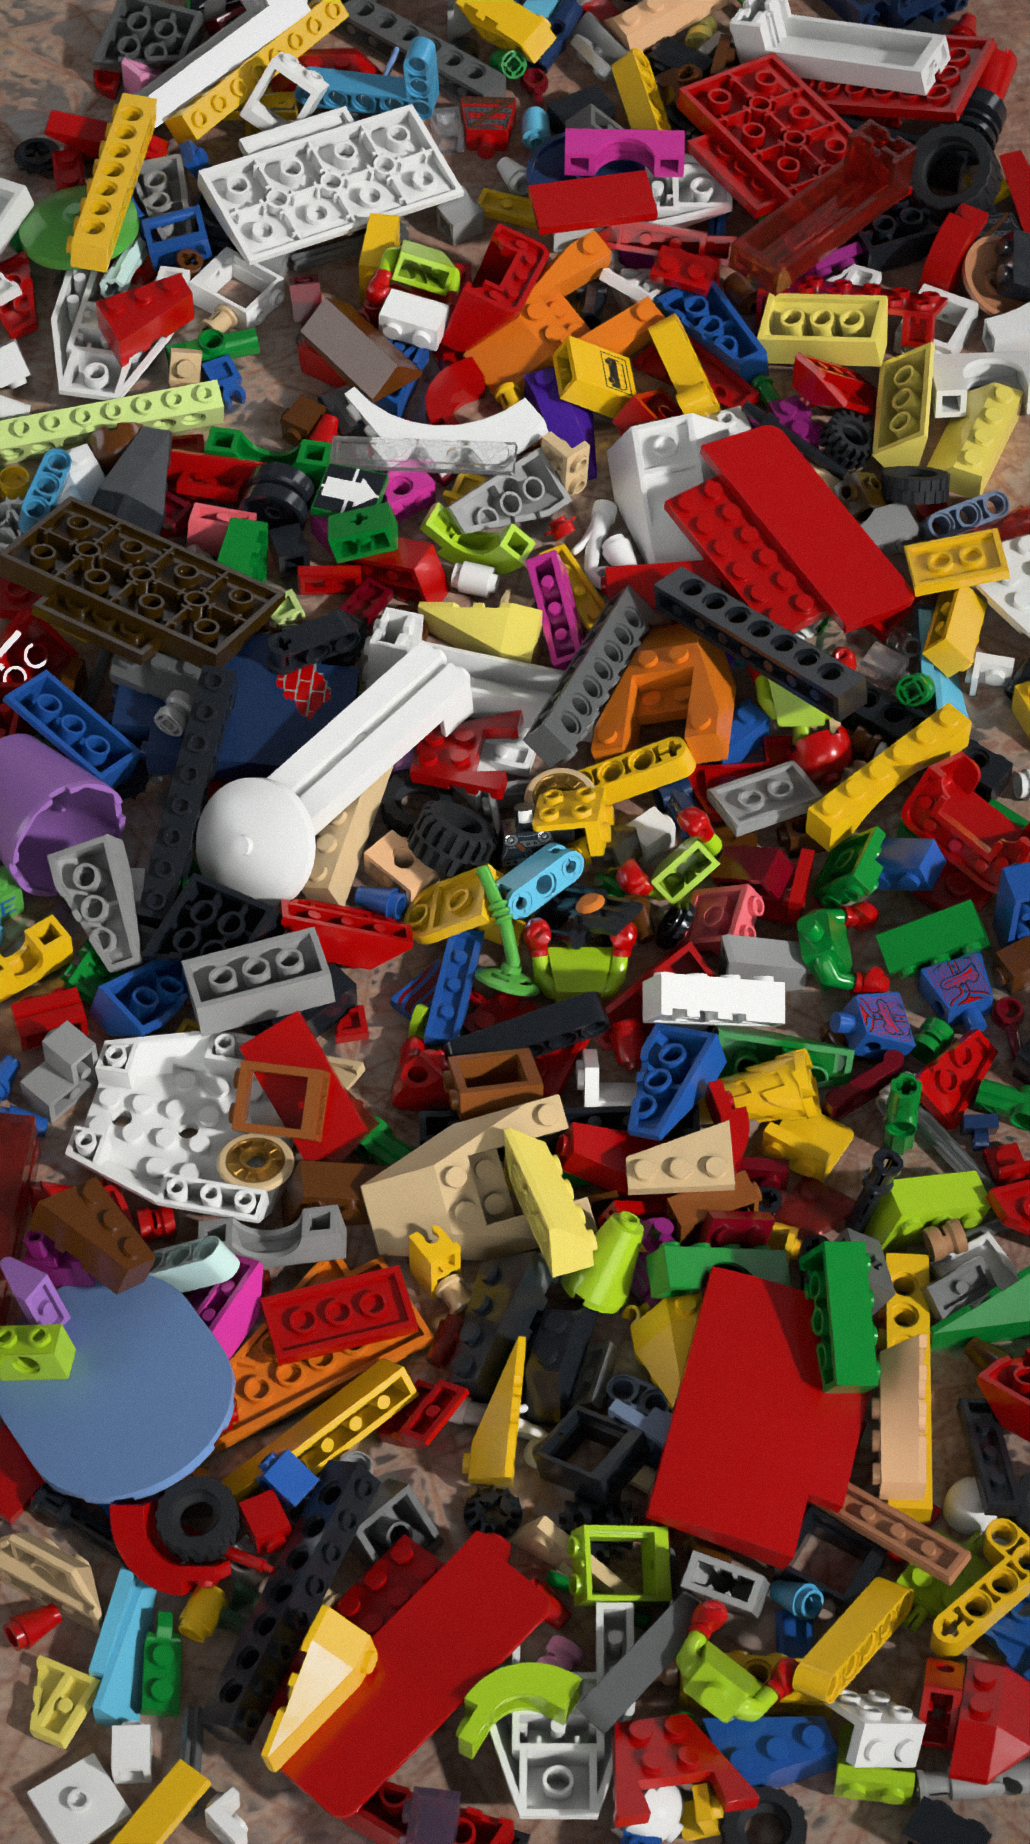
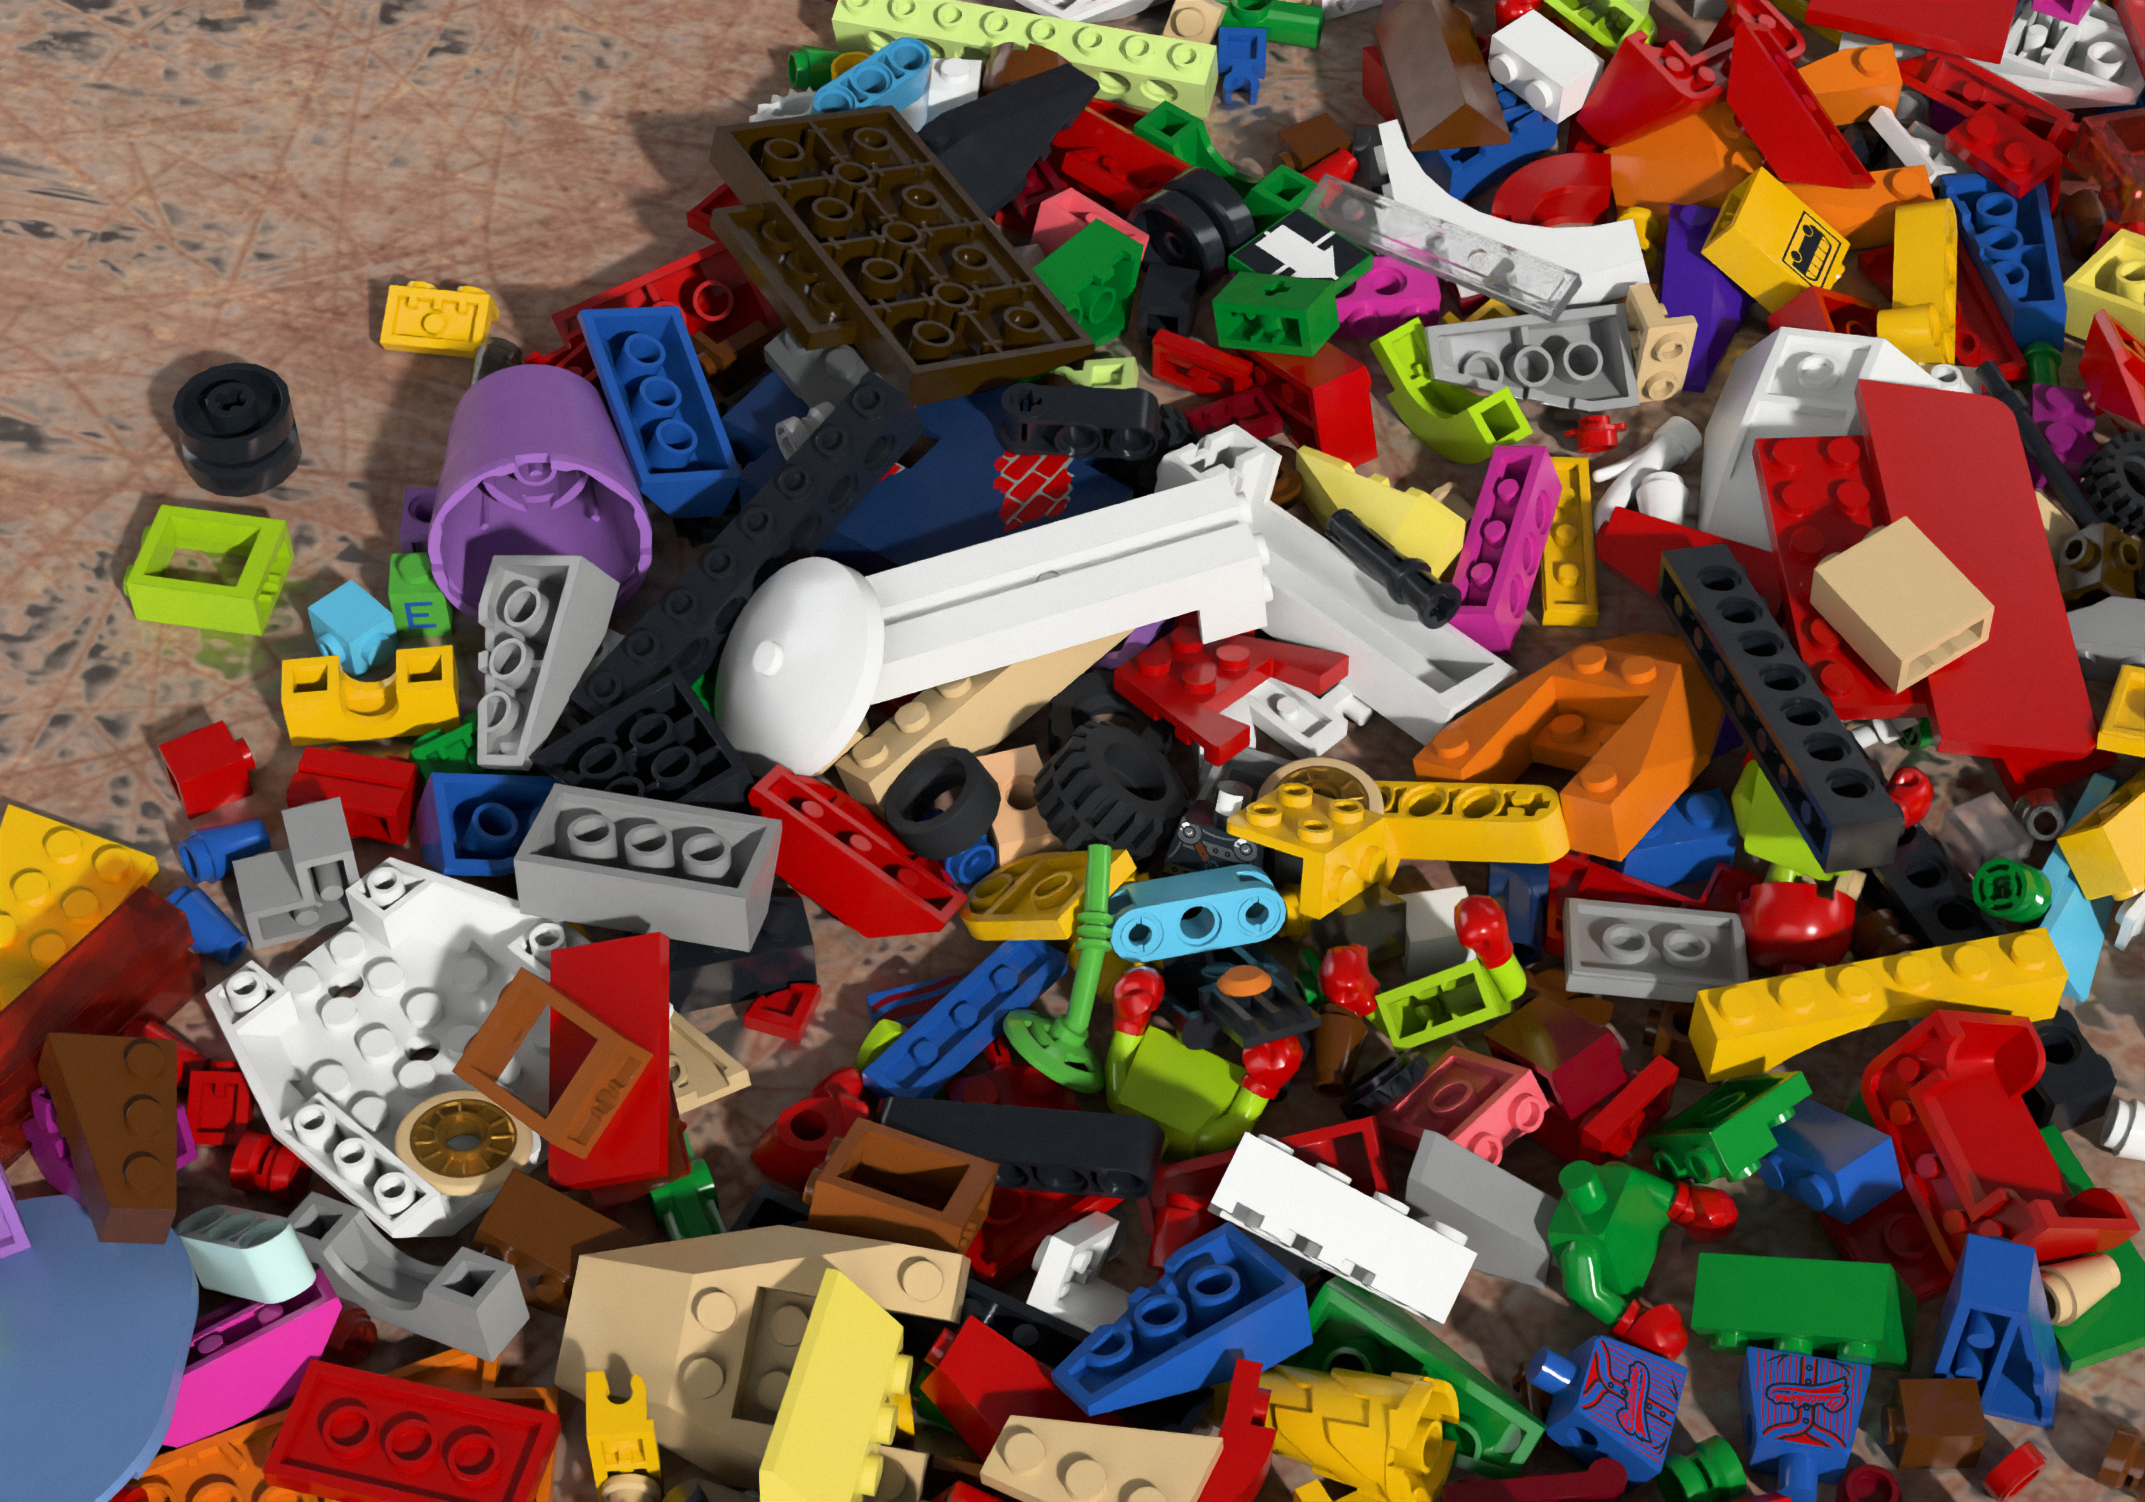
camera: 30 degrees right, 5 degrees down
(355, 866) = (923, 783): none -> black tyre
(475, 579) = (1416, 452): white brick -> none
(527, 654) = (1406, 578): none -> black pin
(569, 302) = (1785, 116): none -> red wedge
(589, 677) = (1470, 646): dark grey brick -> none
(792, 563) = (1901, 604): none -> tan brick

